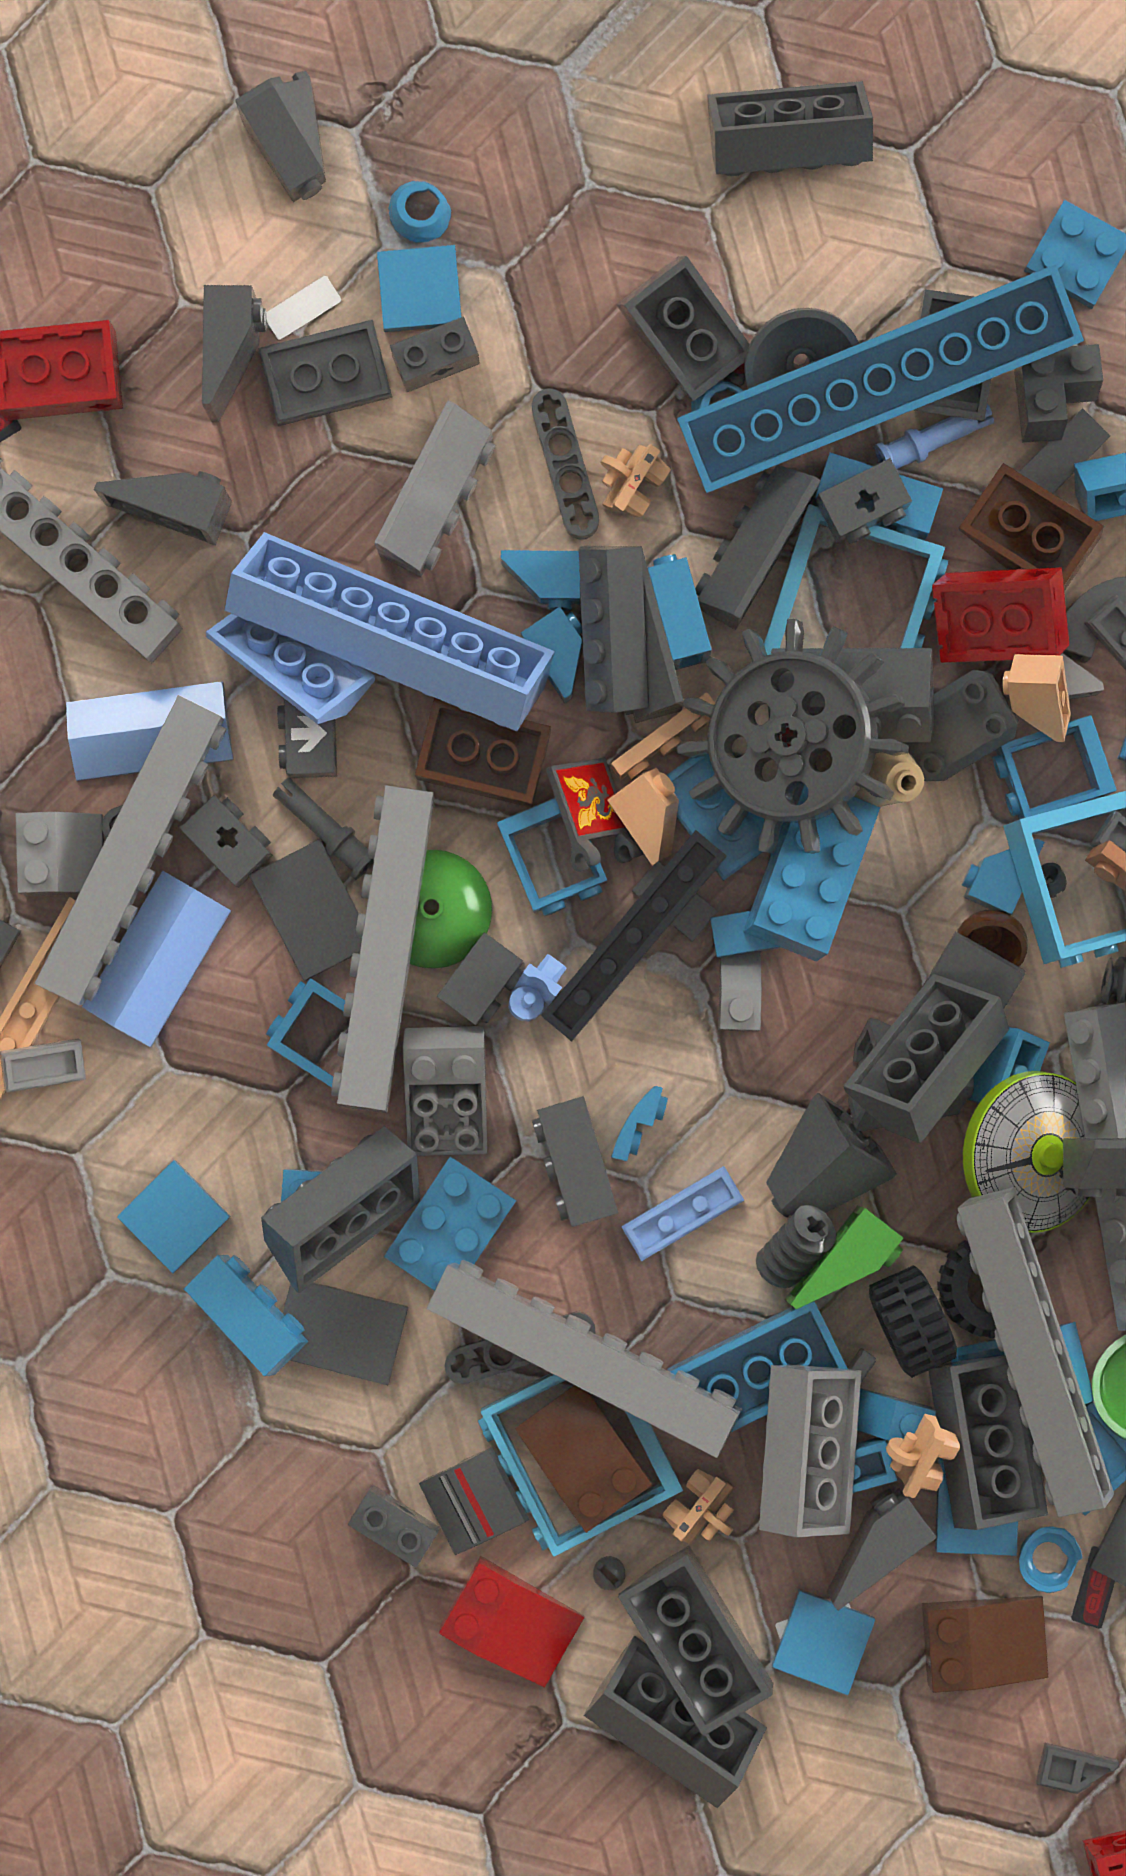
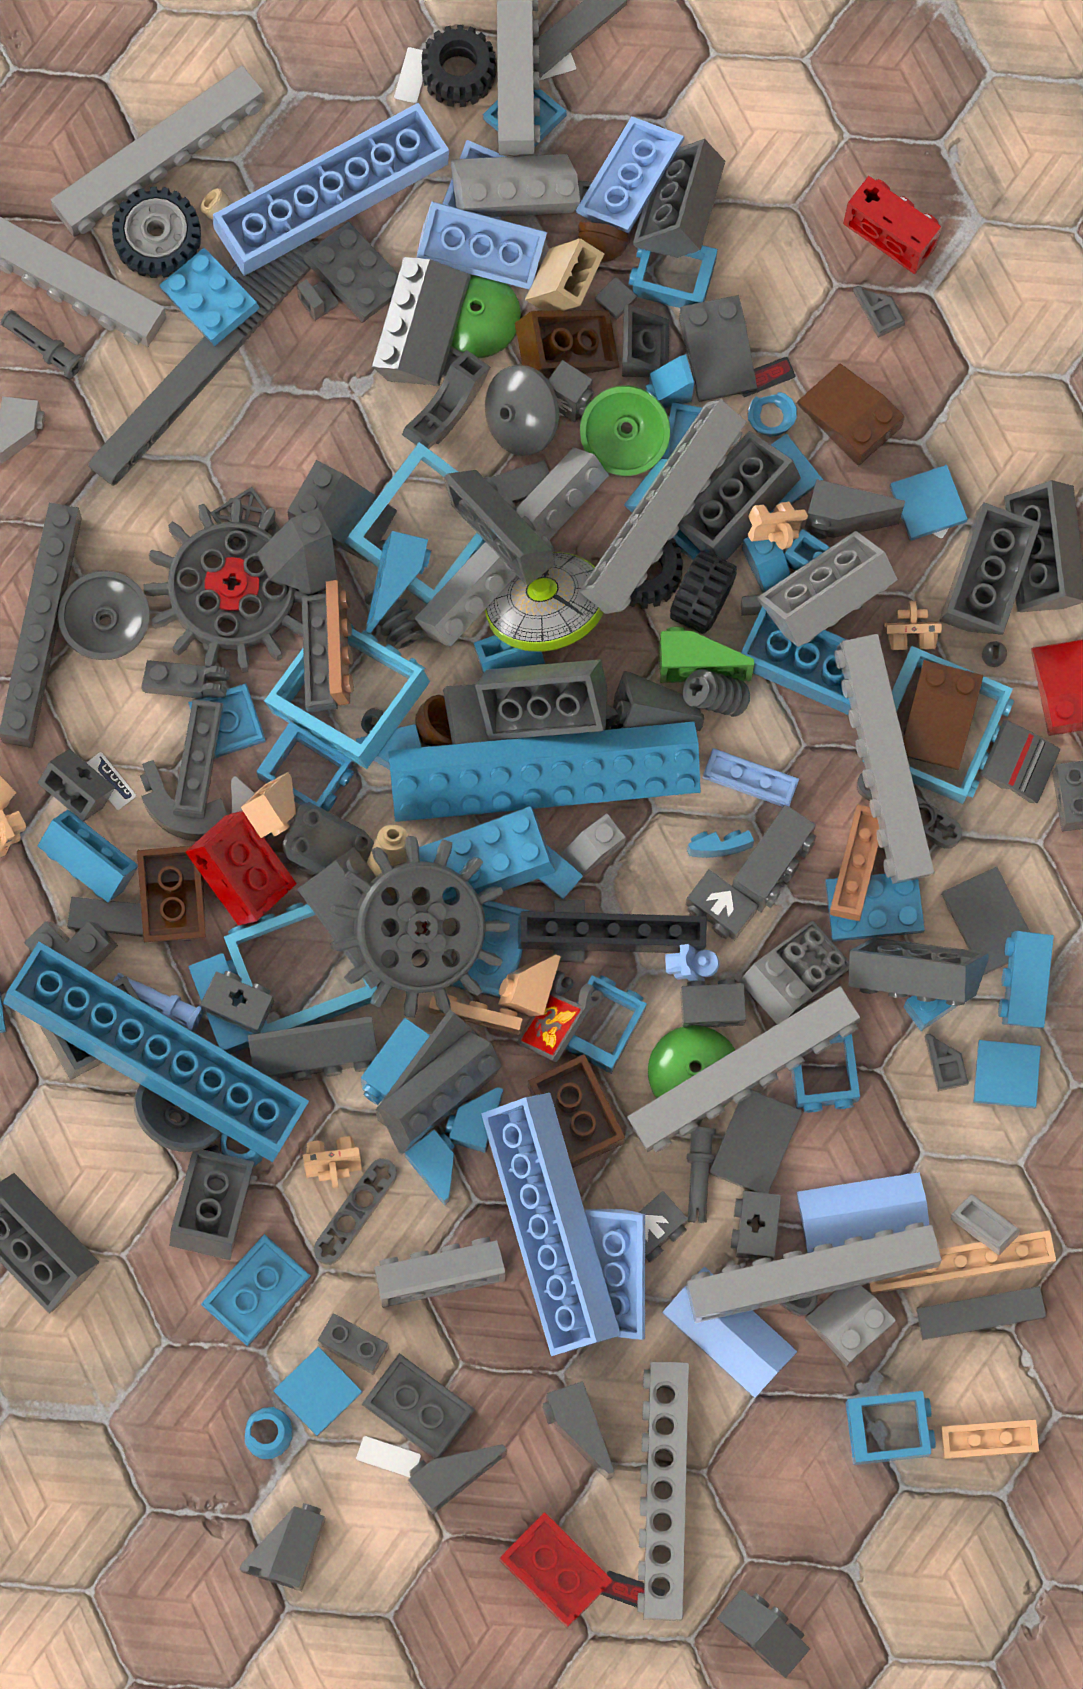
camera: 135 degrees left, 10 degrees down
(233, 1164) = (946, 1064): none -> dark grey tile
(501, 1239) = (856, 866): none -> nougat plate
(567, 308) = (255, 1290): none -> dark azure tile
(575, 1071) = (722, 905): none -> dark grey brick
(855, 1002) = (545, 771): none -> dark azure brick

